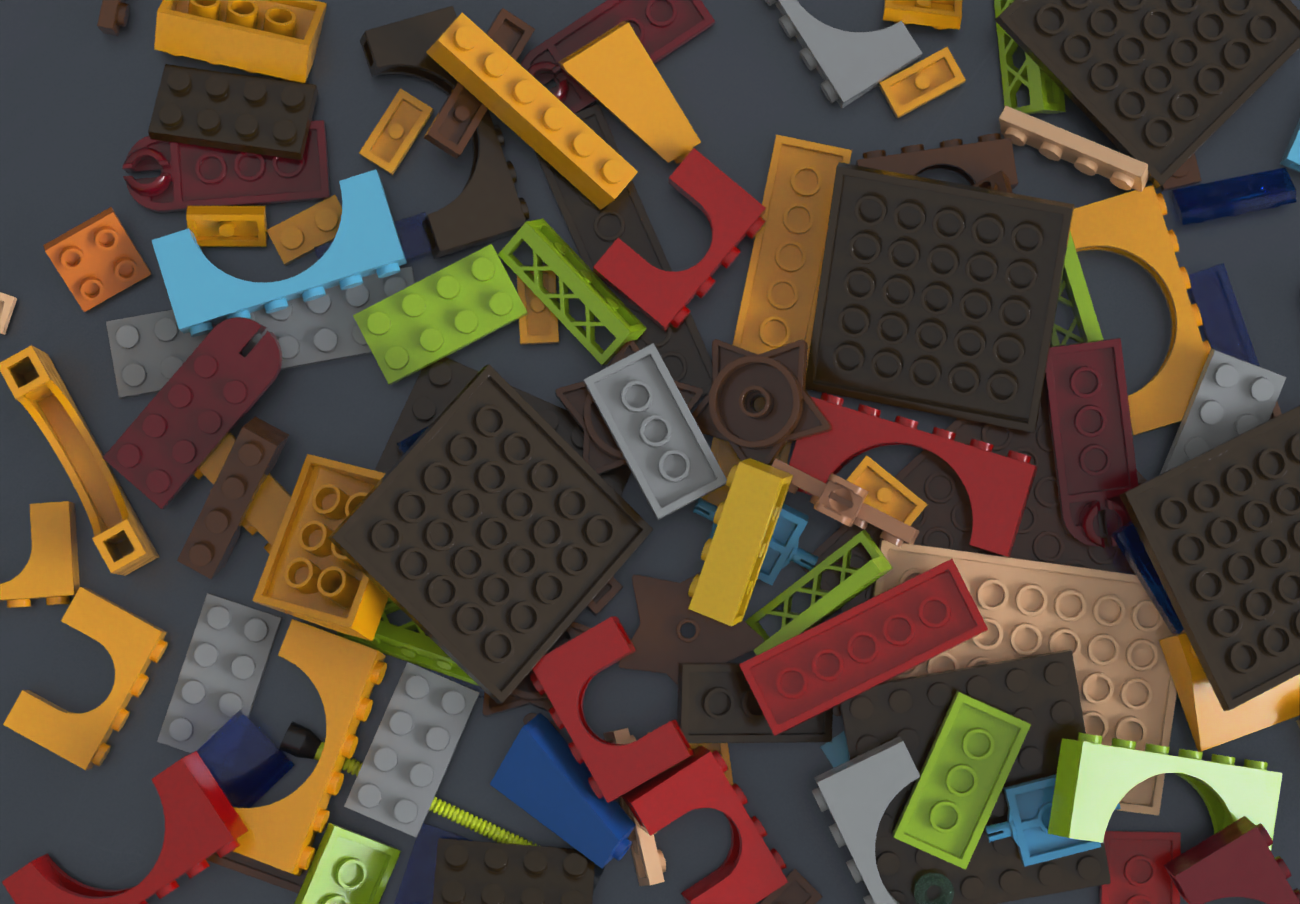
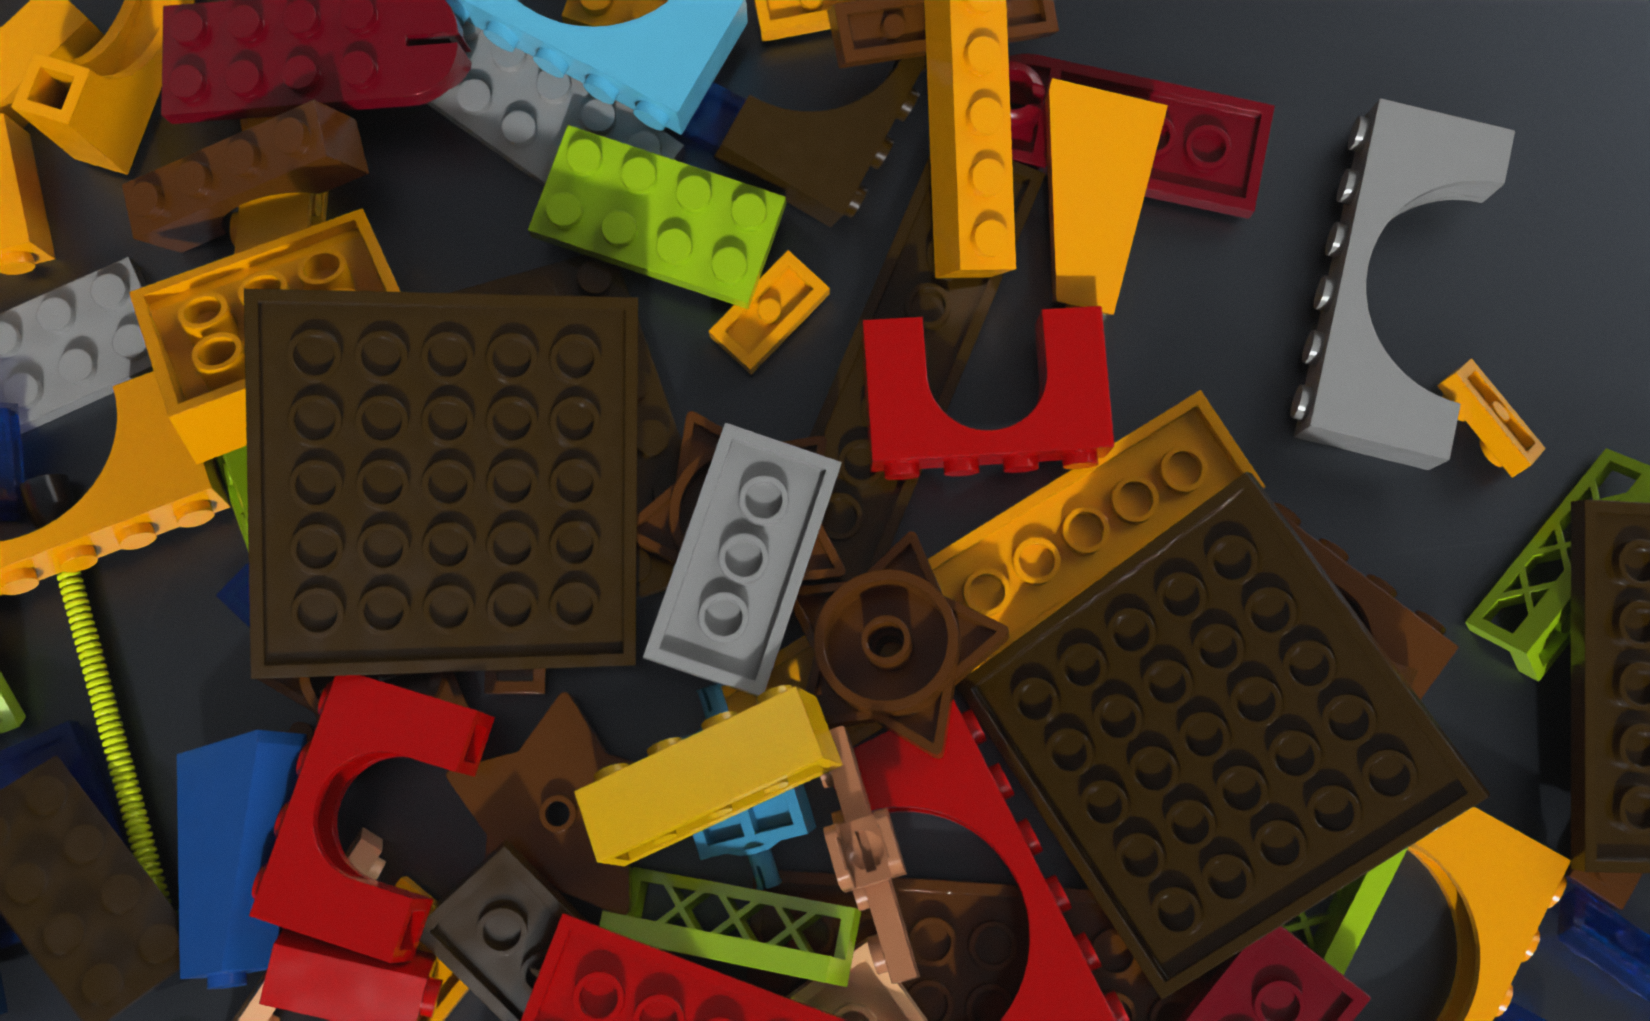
camera: 45 degrees right, 5 degrees down
(411, 749) = (133, 633): light grey plate -> none
(581, 280) = (836, 332): lime fence -> none
(886, 492) = (928, 891): light orange plate -> none
(922, 82) = (1412, 493): light orange plate -> none
(1083, 153) = (1520, 734): light nougat plate -> none

